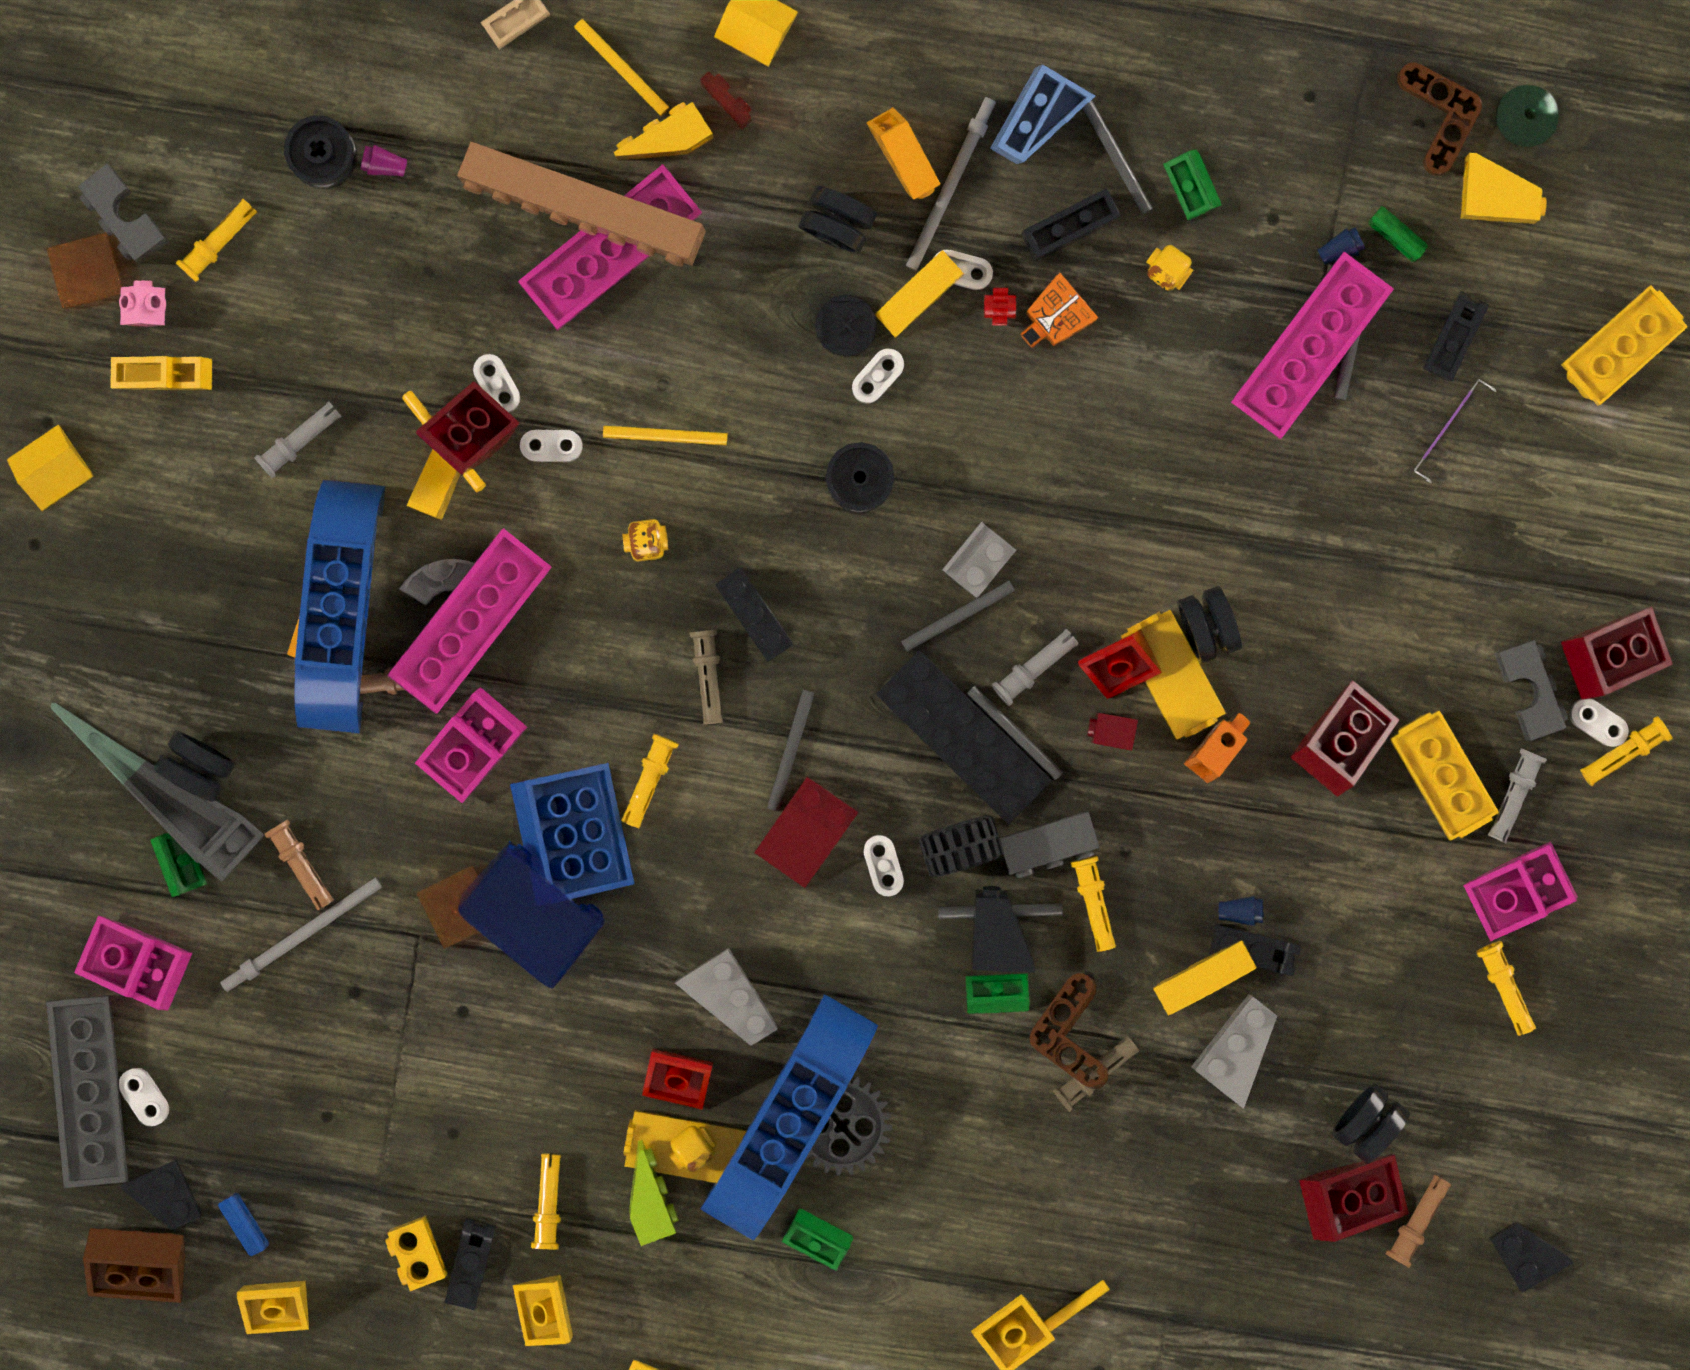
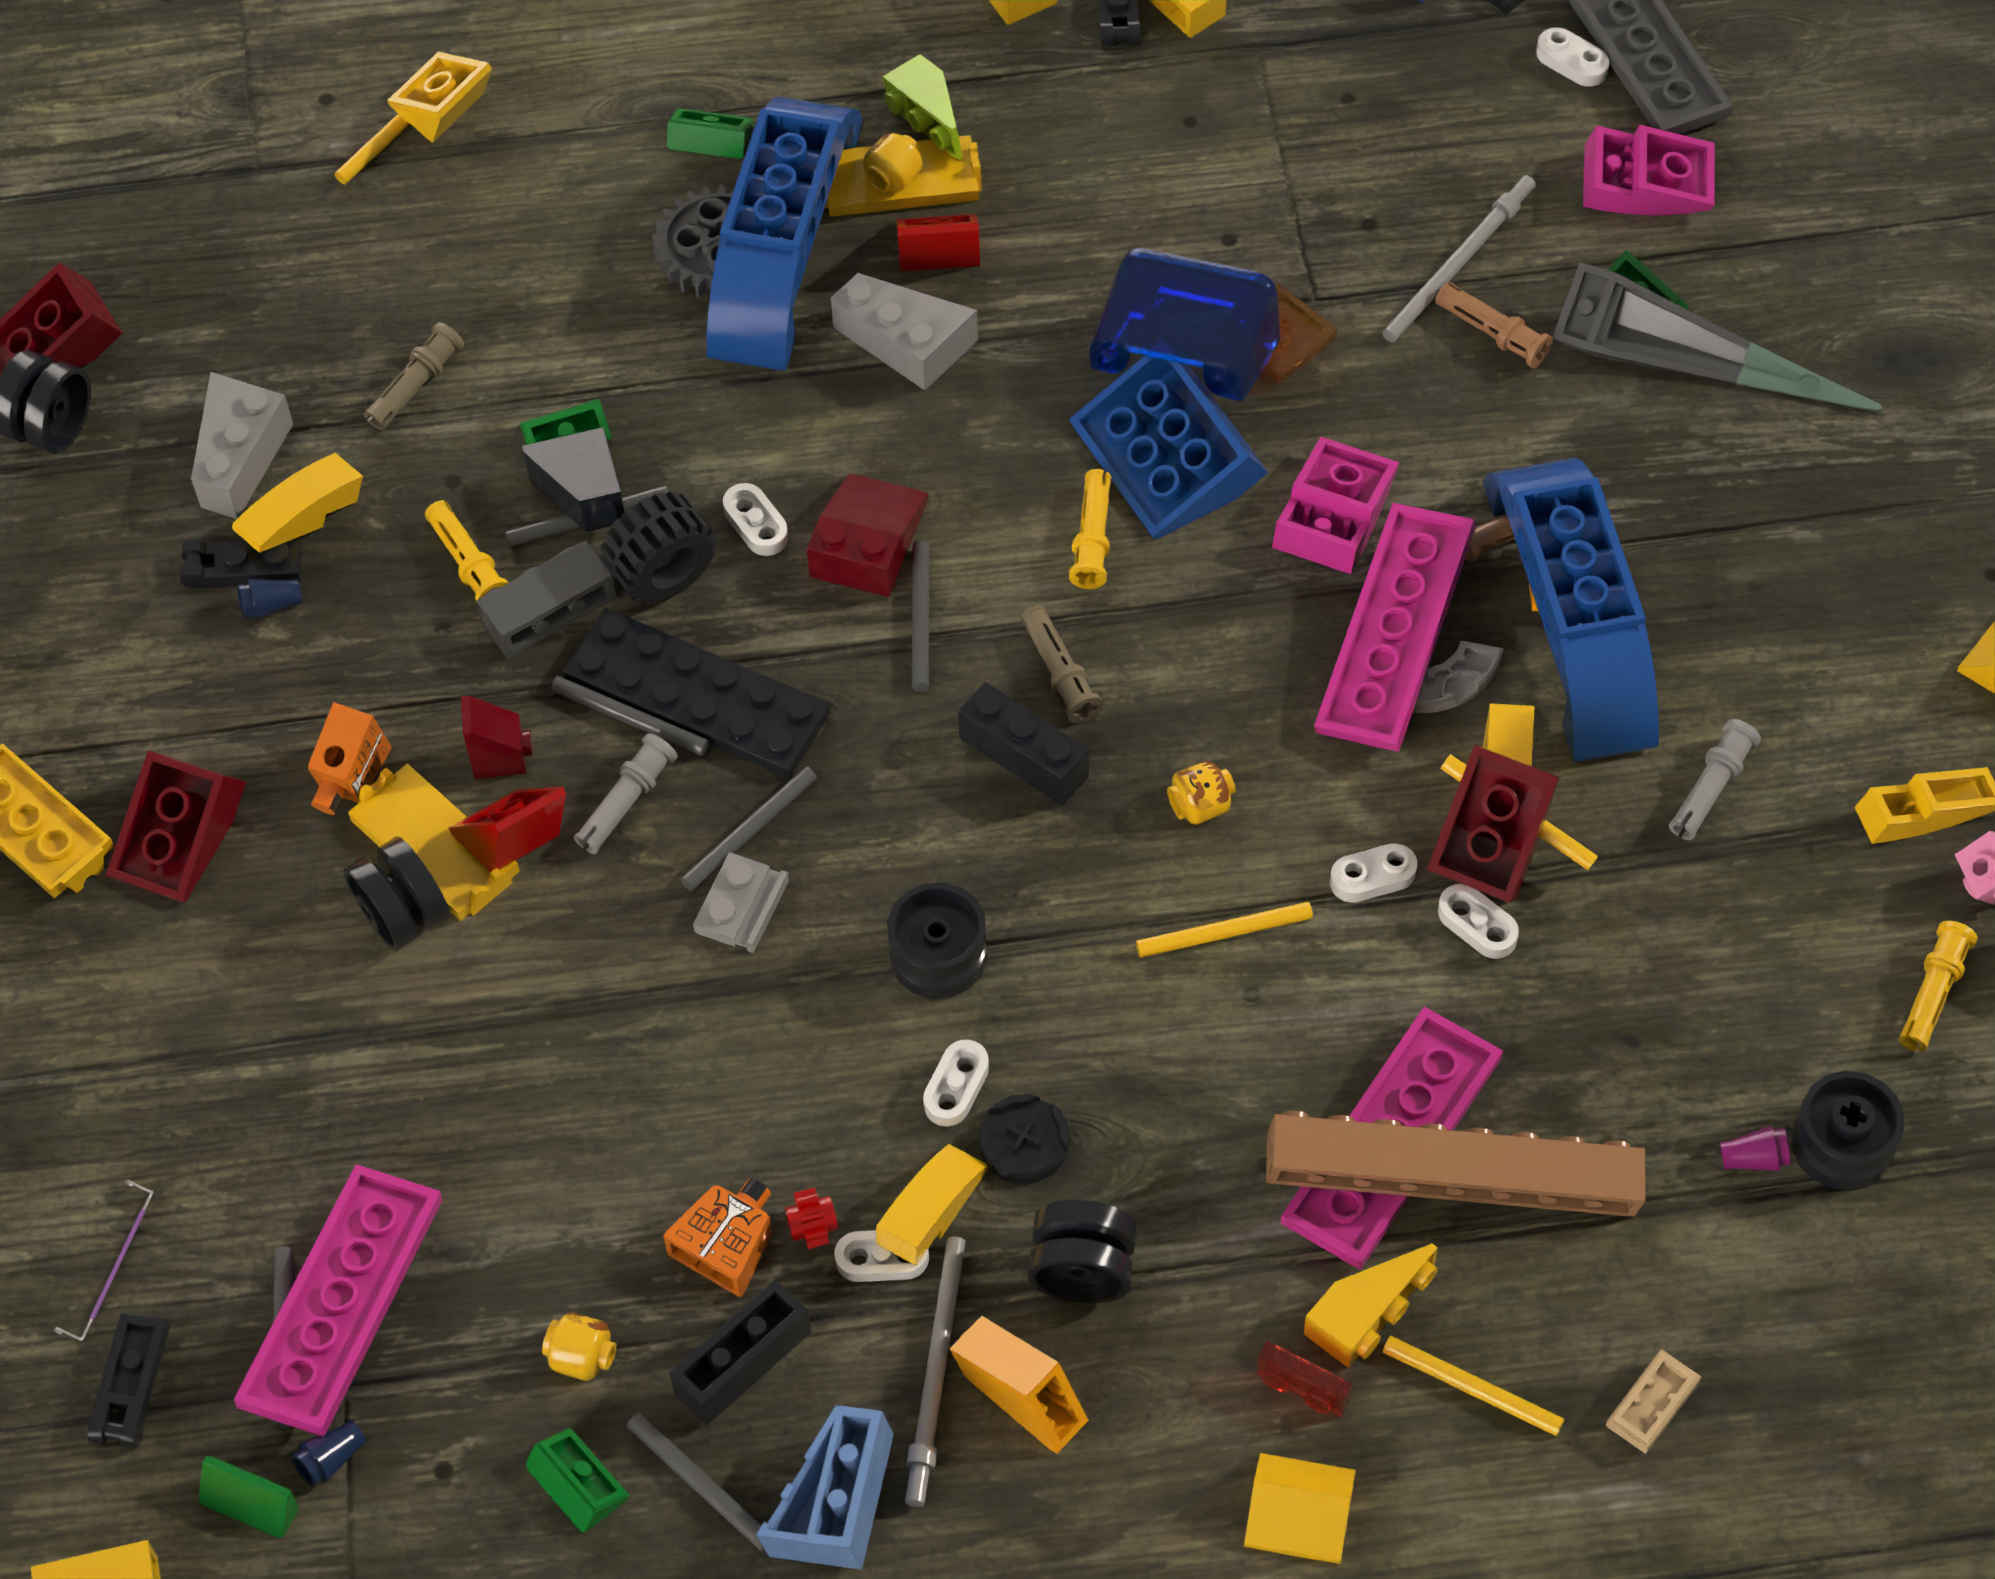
camera: 160 degrees right, 30 degrees down
(193, 769) = (1671, 372): black wheel -> none
(546, 1217) = (1045, 65): yellow pin -> none
(1060, 1042) = (468, 393): reddish brown beam -> none

